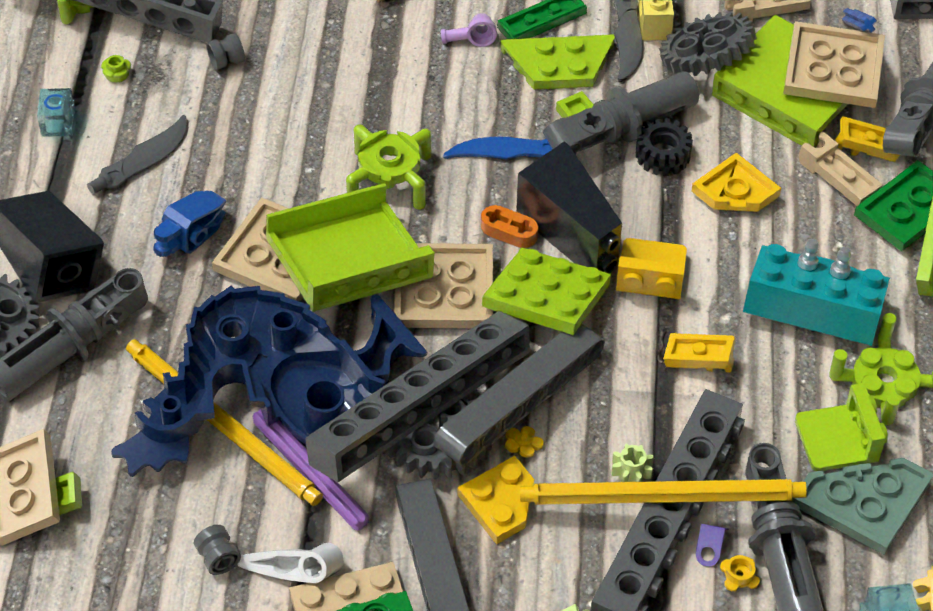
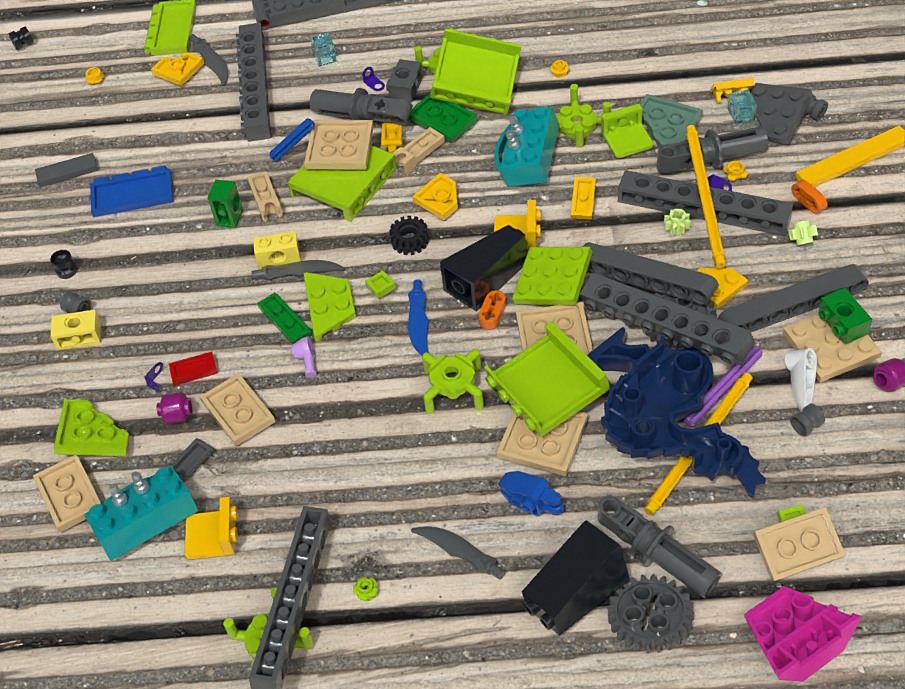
camera: 90 degrees left, 0 degrees up
(56, 112) = (425, 617): clear light blue brick -> none
(225, 51) = (342, 506): dark grey wheel -> none
(624, 113) = (391, 252): dark grey piece -> none
(708, 43) = (320, 196): dark grey gear -> none

